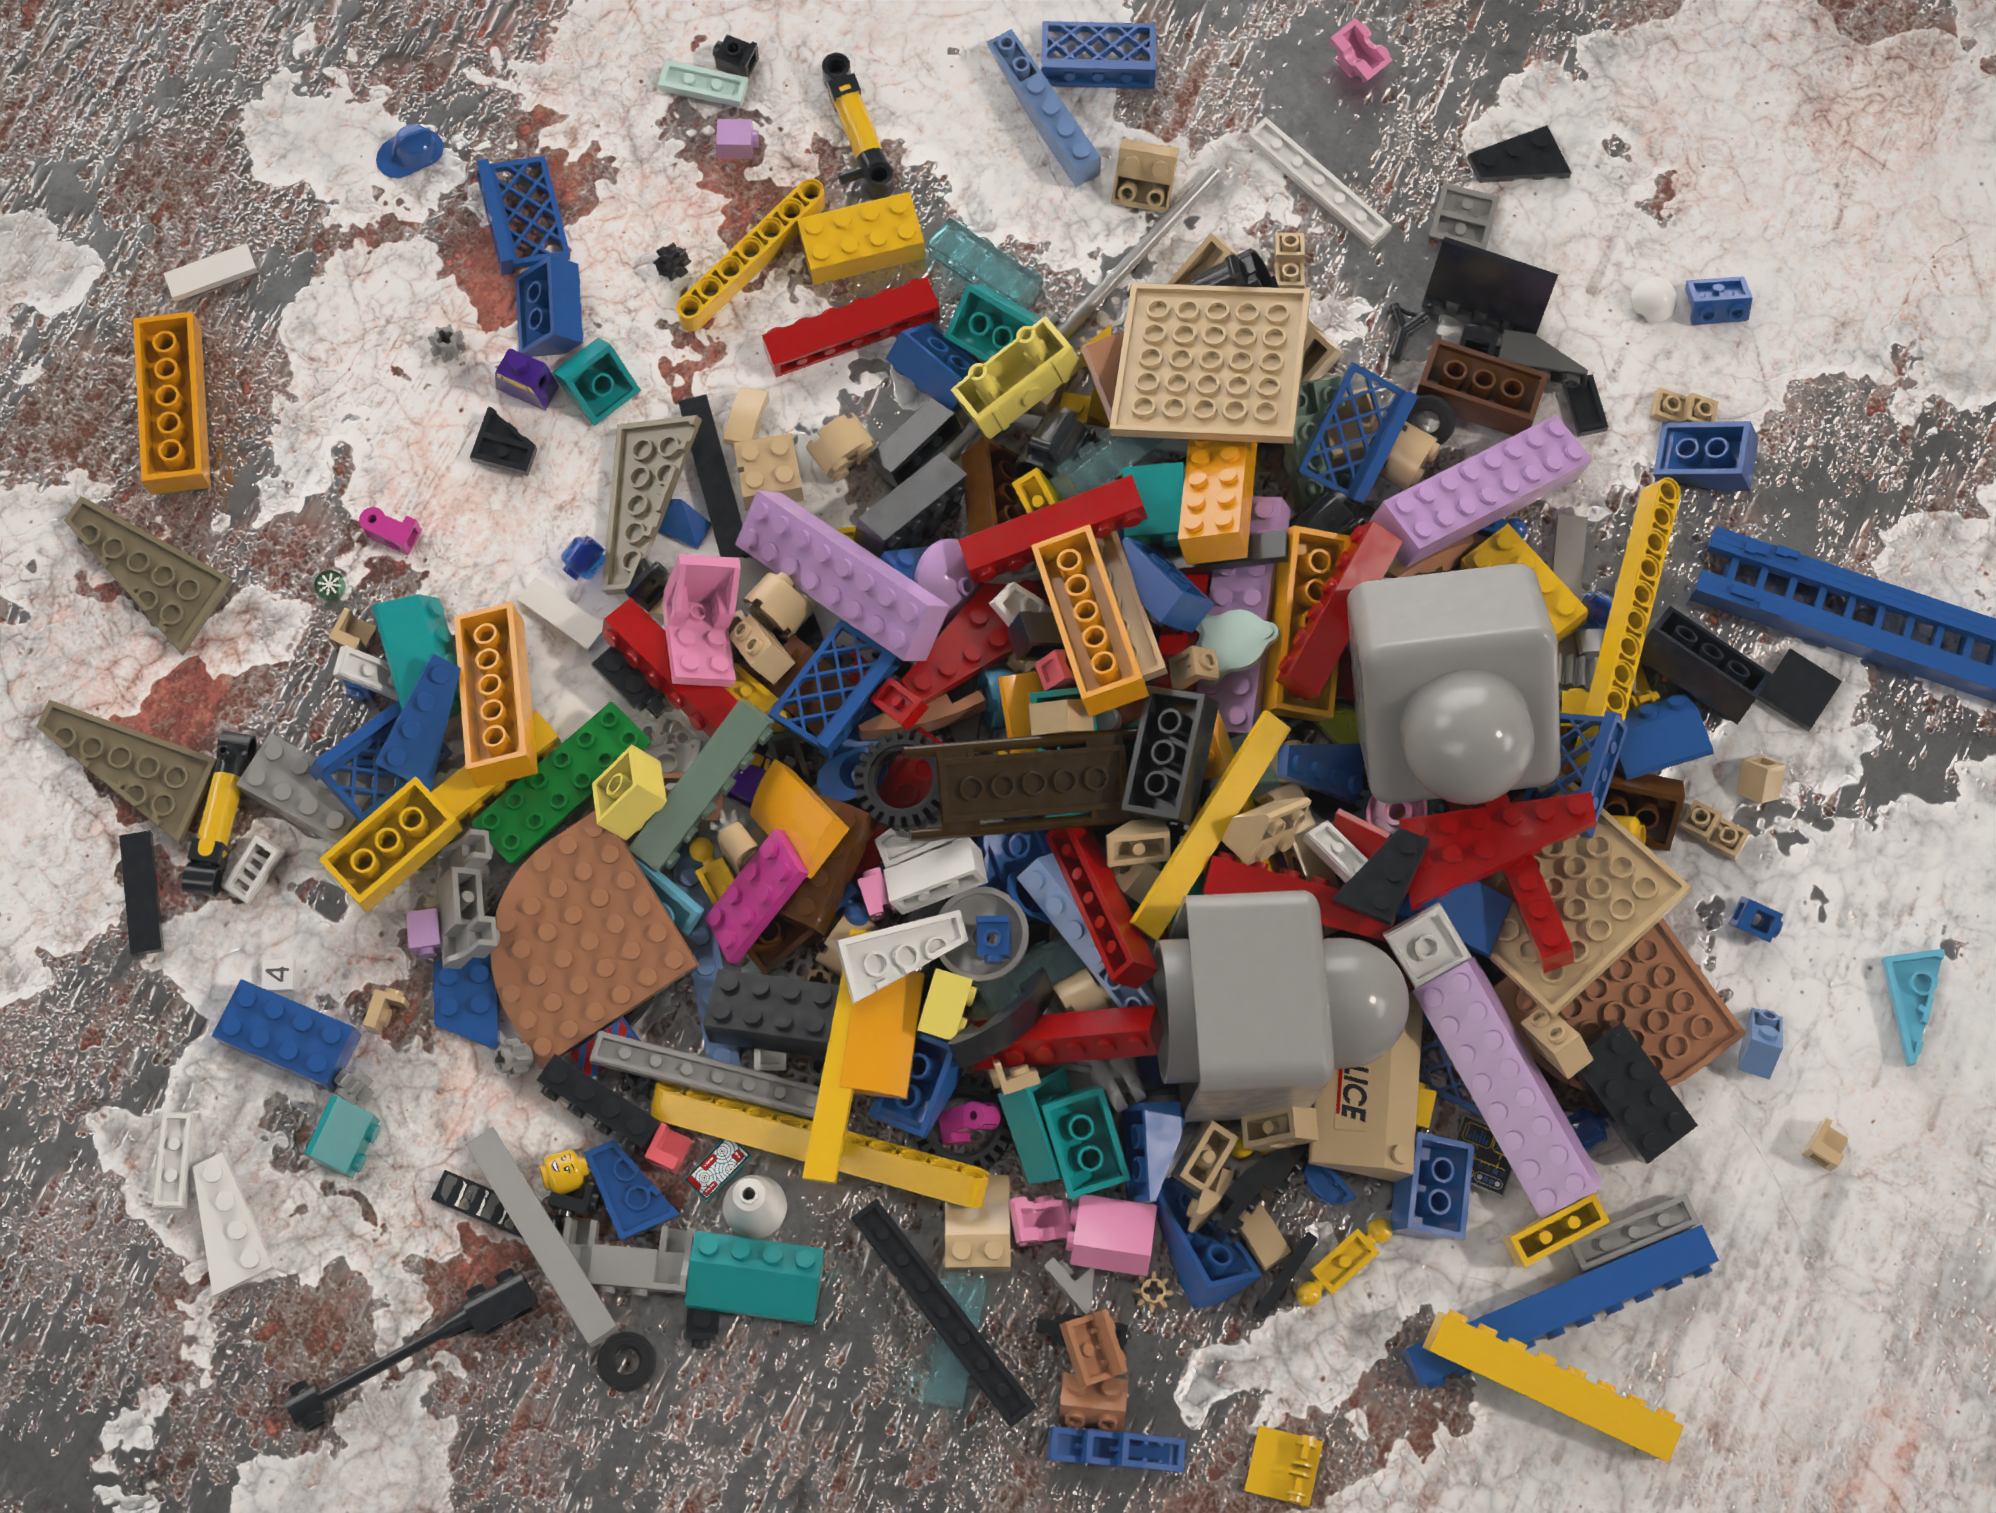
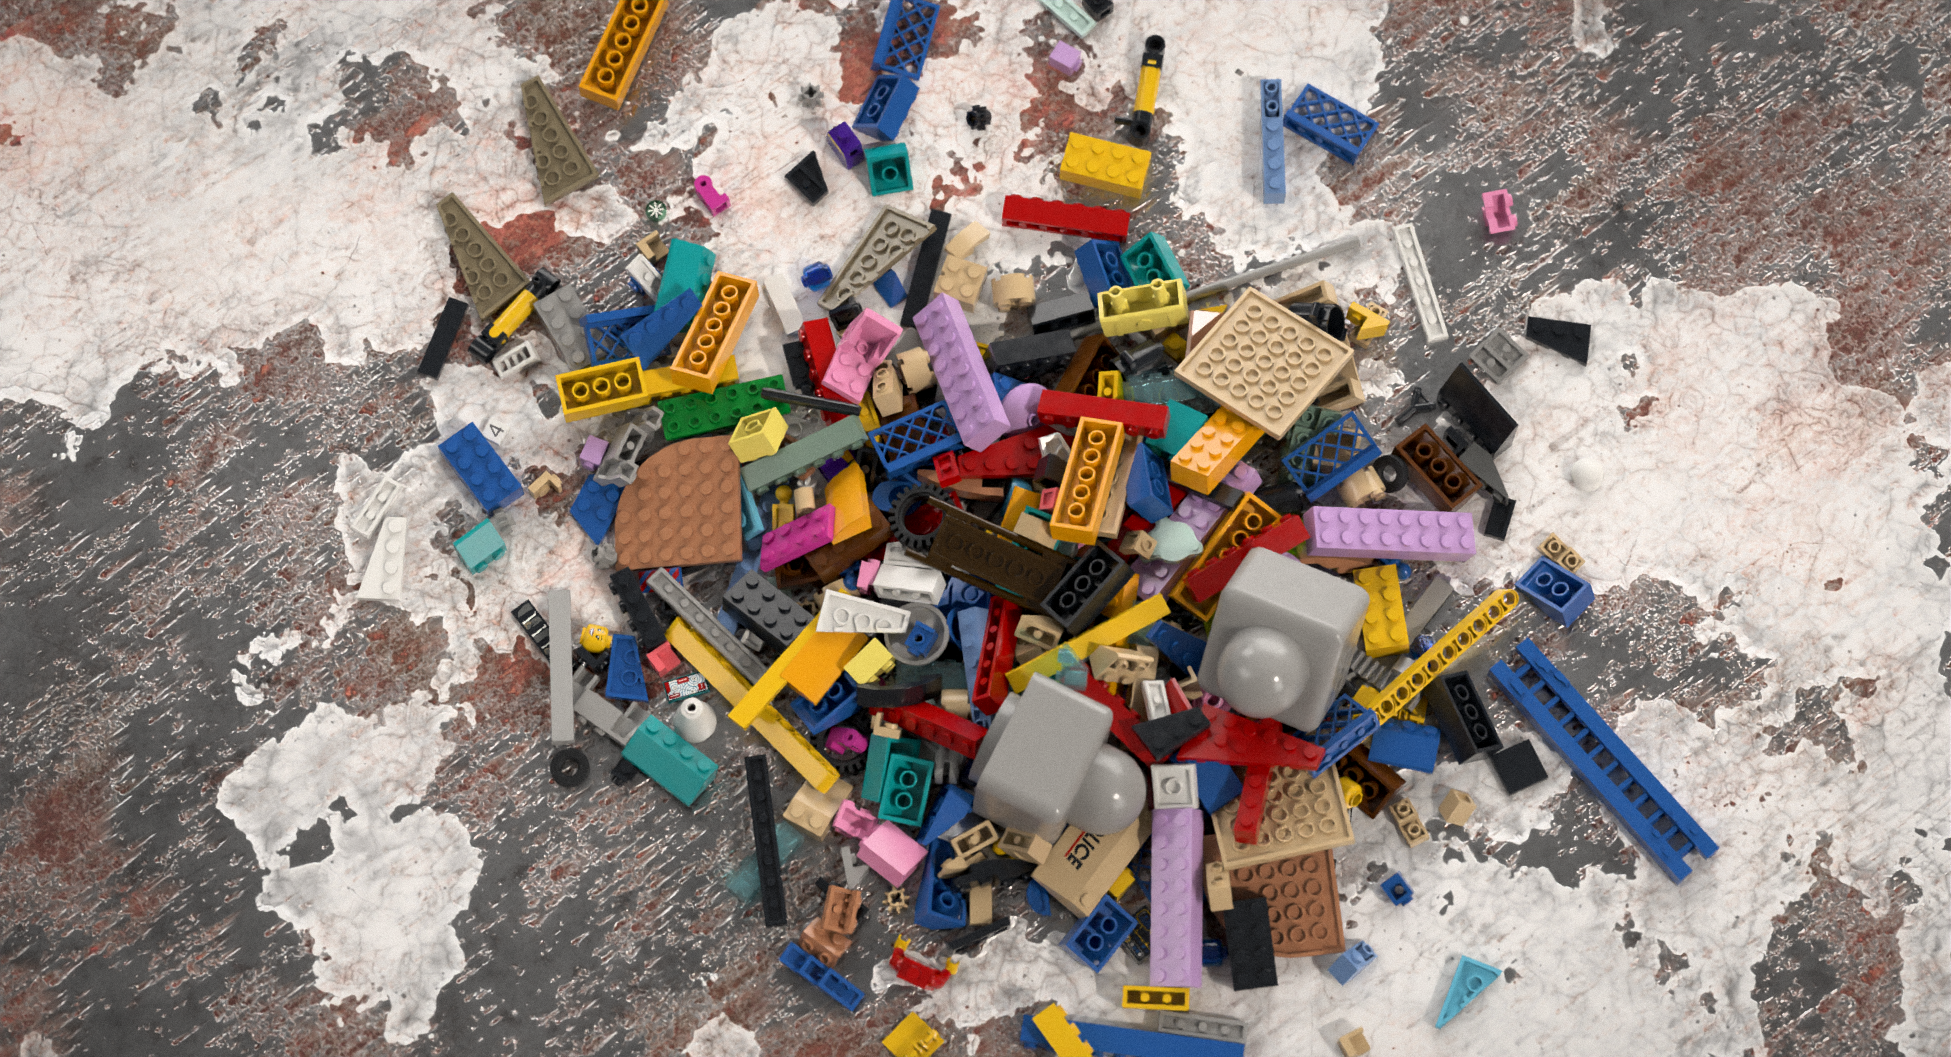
camera: 30 degrees right, 0 degrees up
(483, 1311) = (503, 692): black bar -> none
(672, 714) = (810, 401): none -> black axle
(745, 266) = (1023, 146): yellow beam -> none
(983, 264) = (1172, 224): clear light blue brick -> none
(1145, 175) = (1310, 219): tan slope -> none
(1218, 868) = (1073, 670): none -> clear light blue slope
(1239, 1370) = (917, 971): none -> red torso
(1295, 255) = (1370, 323): none -> yellow slope
(1344, 1262) = (1019, 947): yellow plate -> none
(1359, 804) = (1190, 686): none -> tan panel
(1719, 300) = (1628, 497): blue bracket -> none

